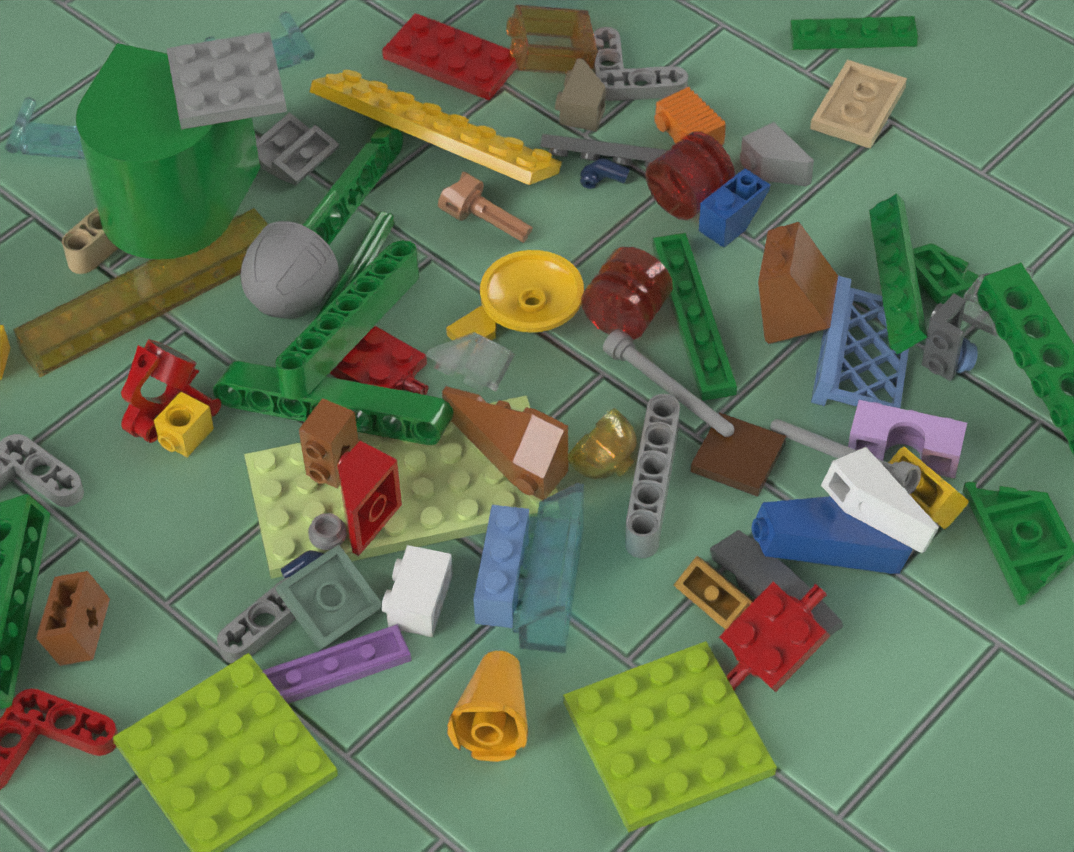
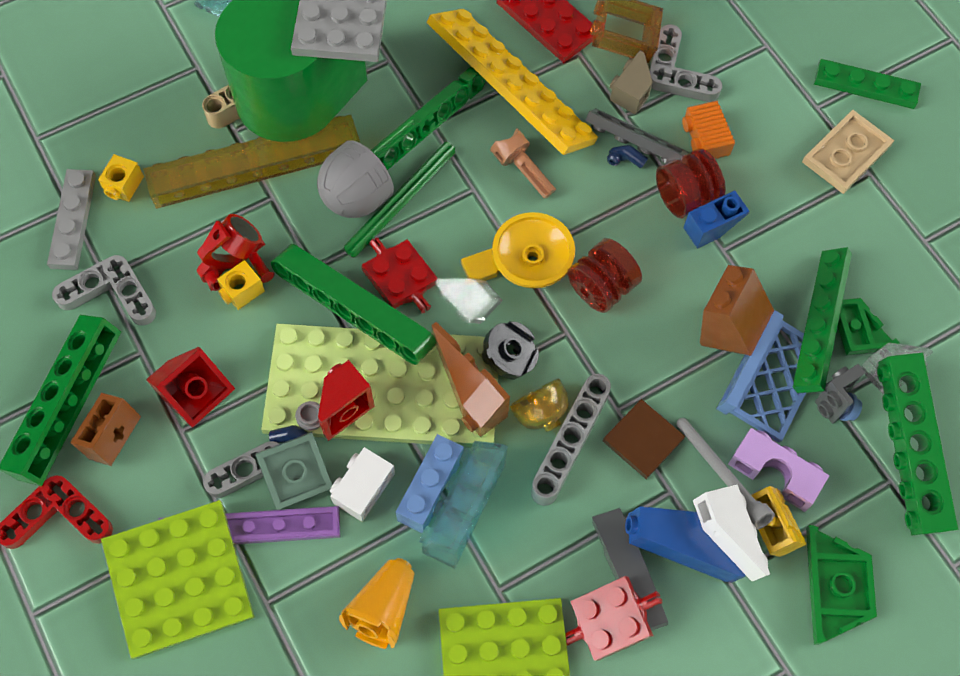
camera: 15 degrees right, 15 degrees up
(161, 545) = (191, 385): none -> red slope
(293, 149) = (401, 66): light grey slope -> none
(324, 440) = (331, 344): dark orange brick -> none
(347, 320) = (385, 236): green beam -> none
(549, 385) = (497, 355): none -> plate
(621, 347) = (586, 317): light grey piece -> none
(695, 319) = (651, 307): green plate -> none
(712, 592) = (584, 556): pearl gold slope -> none
(776, 157) = (764, 182): light grey slope -> none

